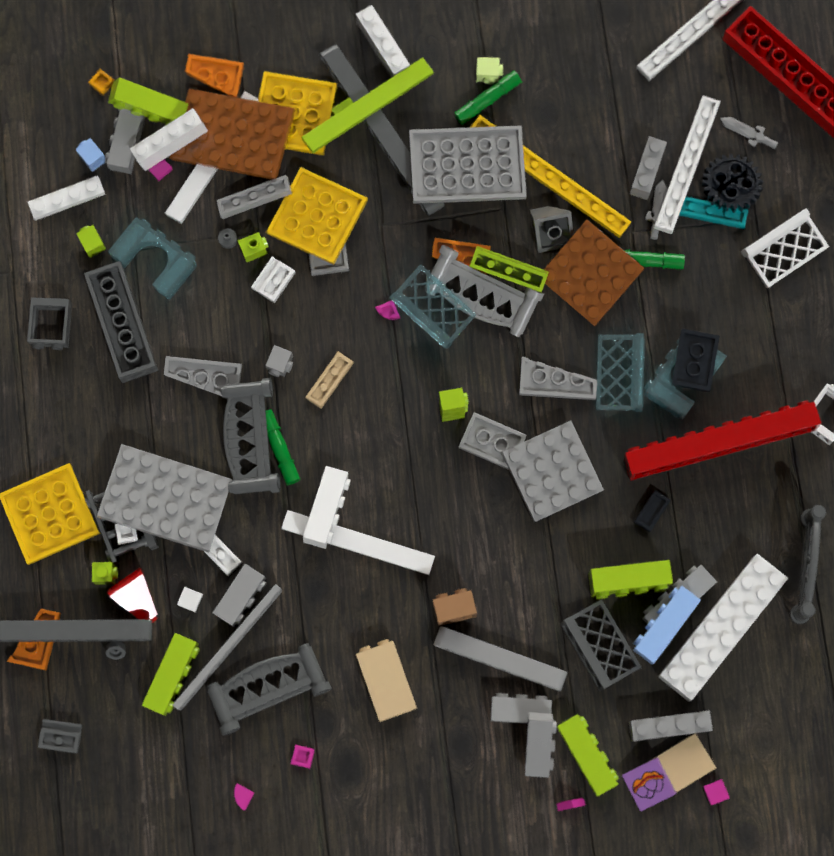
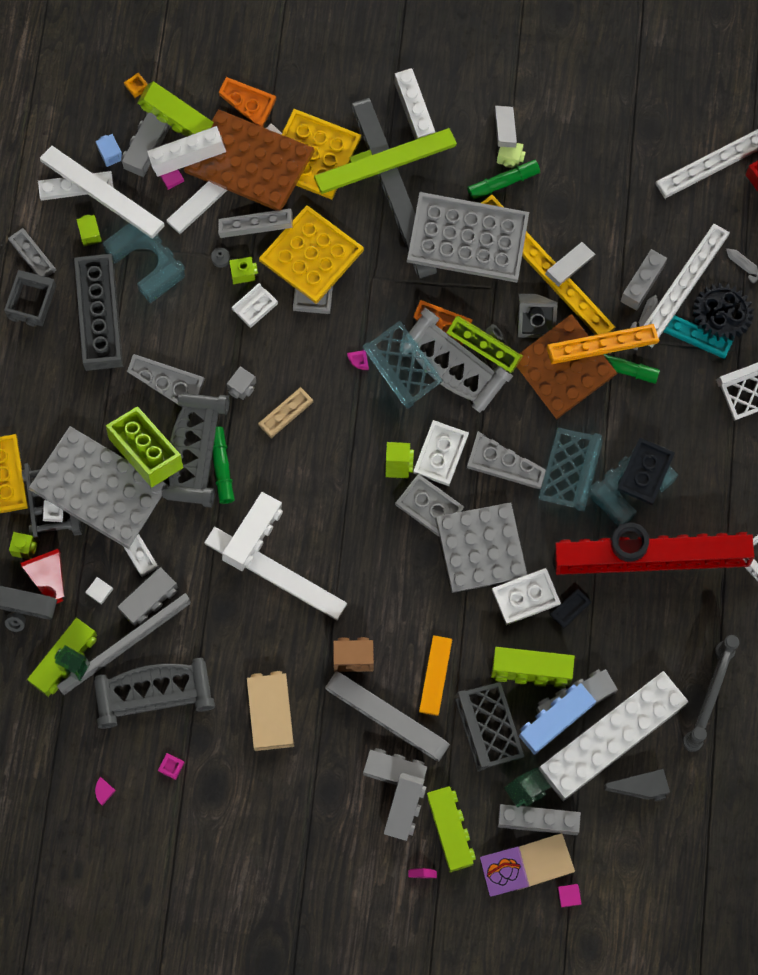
camera: 10 degrees right, 5 degrees down
(39, 277) = (31, 253): none -> light grey tile
(94, 199) = (102, 192): none -> white tile
(182, 680) = (71, 662): none -> clear green brick
(200, 448) = (144, 446): none -> lime brick
(477, 43) = (505, 126): none -> light grey tile
(491, 386) = (441, 453): none -> white plate
(515, 253) = (495, 332): none -> dark grey tile
(537, 607) = (435, 675): none -> light orange tile
(572, 168) = (570, 264): none -> light grey tile
(606, 509) = (526, 596): none -> white plate
(624, 243) = (602, 344): none -> light orange tile
(653, 699) = (528, 788): none -> clear green brick
(702, 422) = (630, 557): none -> black tyre
(765, 669) = (643, 786): none -> dark grey slope

